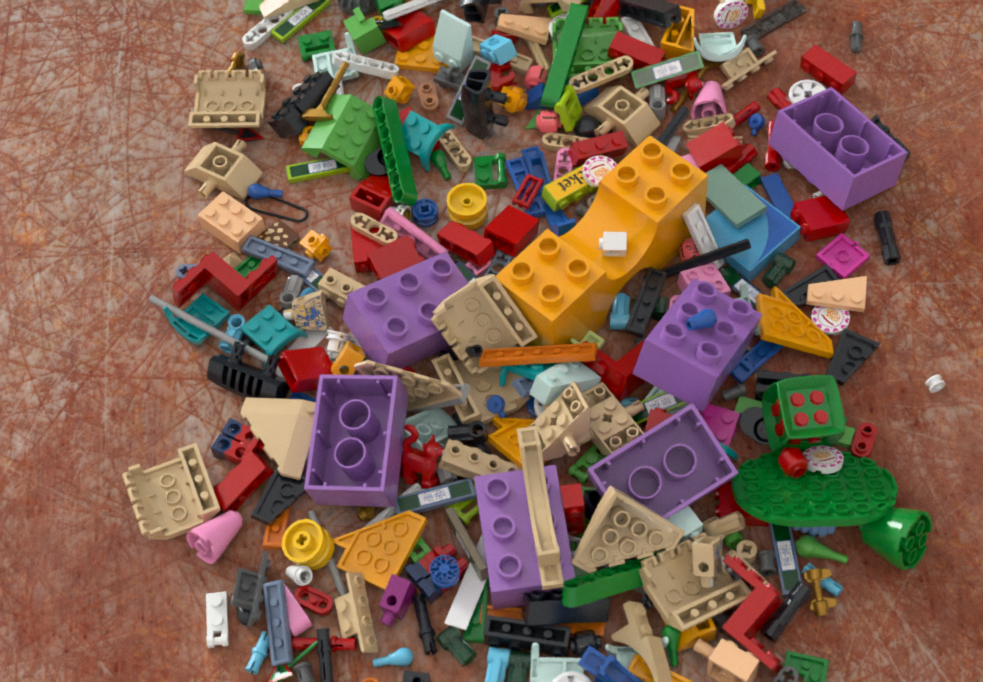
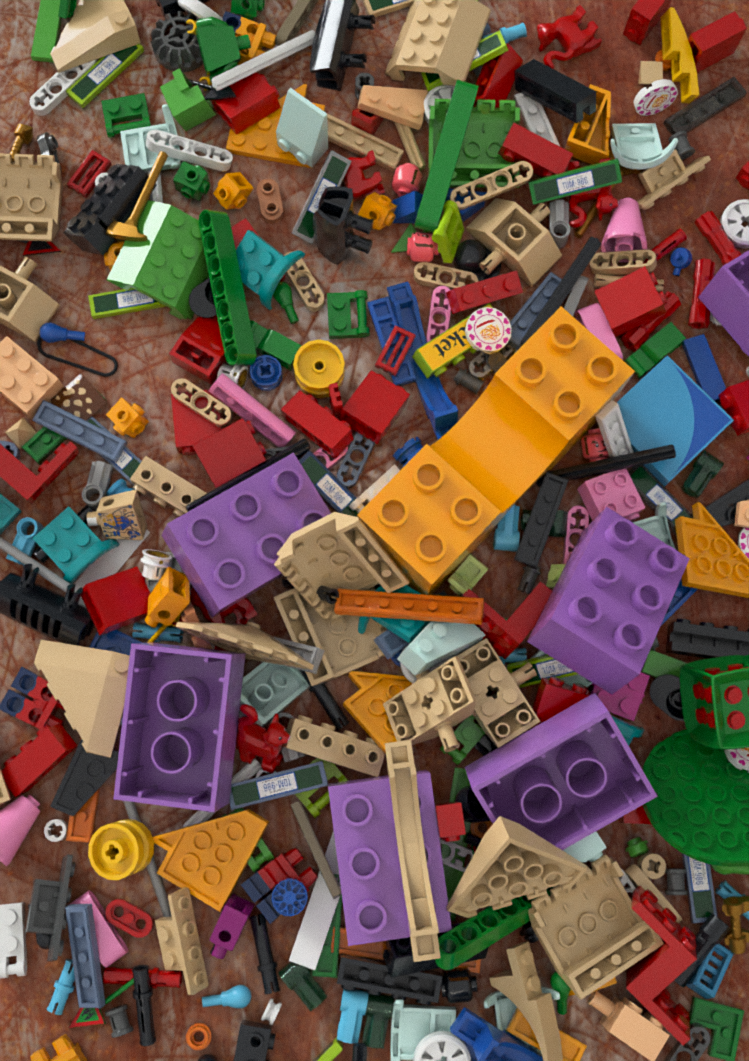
camera: 10 degrees left, 20 degrees up
(254, 533) = (54, 838): none -> white bush
(287, 90) = (106, 163): none -> red tile
(299, 574) = (112, 890): white cone -> none
(367, 85) = (191, 181): none -> green brick
(430, 666) = (271, 1011): none -> white bush
(434, 192) = (274, 344): none -> green piece
(449, 78) = (297, 175): dark grey hips -> none
(465, 432) = (315, 700): black piece -> none
(479, 222) = (335, 399): none -> red tile
(496, 405) = (353, 659): blue piece -> none
(497, 49) = (360, 142): medium azure brick -> none
(613, 244) = (508, 457): white brick -> none
(702, 320) = (622, 588): blue cone -> none
(707, 559) = (609, 906): tan torso -> none
(724, 525) = (620, 837): tan piece -> none
(732, 197) = (655, 379): sand green tile -> none
(790, 640) = (717, 975): none -> dark azure slope
(793, 462) = (717, 763): red head -> none

